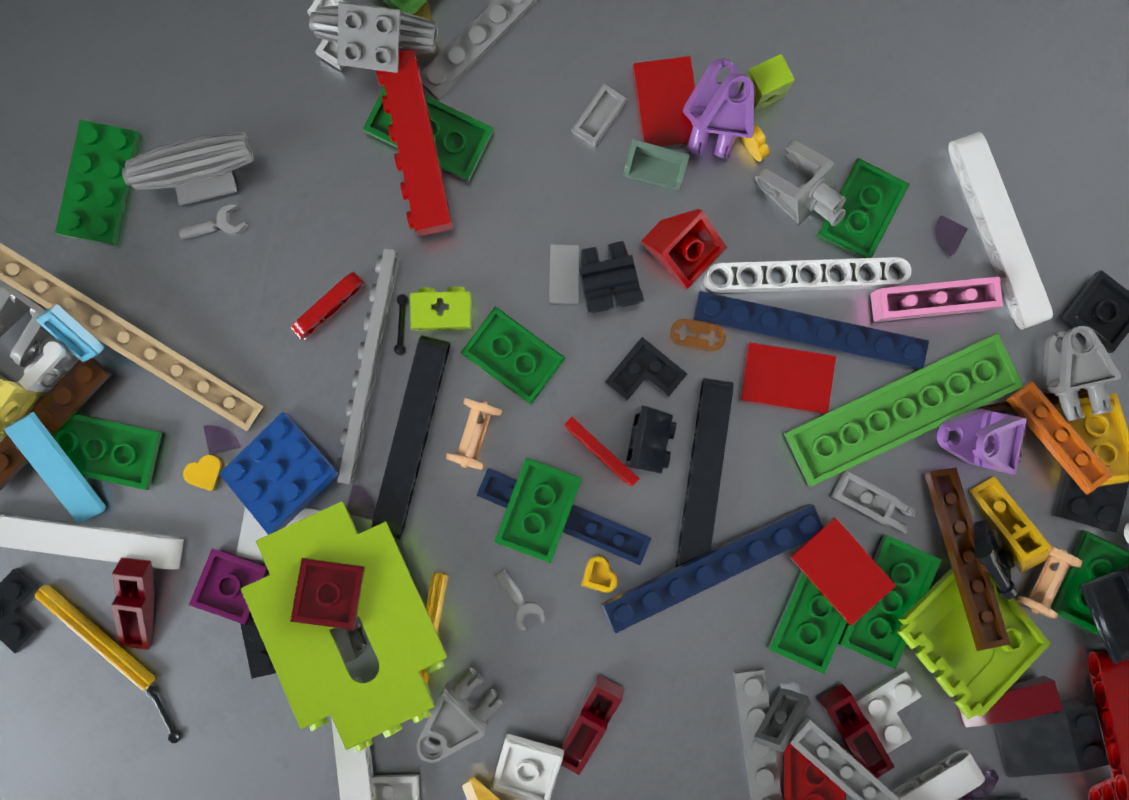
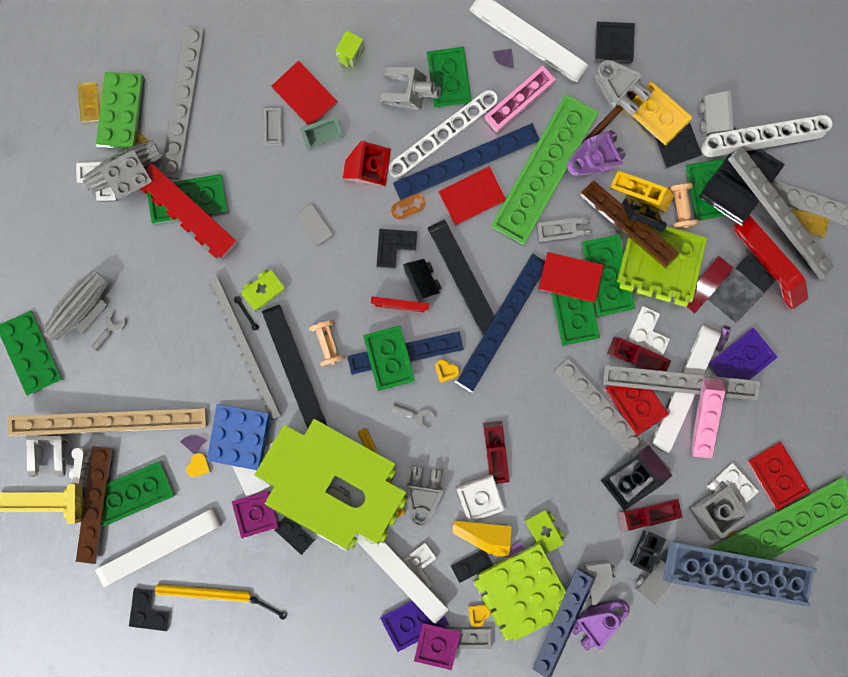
camera: 30 degrees left, 0 degrees up
(55, 467) = (120, 516): medium azure tile -> none
(70, 333) = (79, 438): medium azure tile -> none
(134, 602) = (211, 559): dark red slope -> none
(327, 305) = (200, 330): red beam -> none
(328, 594) = (311, 474): dark red tile -> none
(360, 503) = (293, 422): tile -> none
(513, 355) = (317, 287): green tile -> none
(608, 276) = (338, 209): black hips -> none
(720, 109) = (335, 80): medium lavender piece -> none
(757, 144) = (366, 82): yellow tile -> none
(782, 719) = (593, 376): dark grey plate -> none
(1059, 438) = (634, 126): orange tile -> none

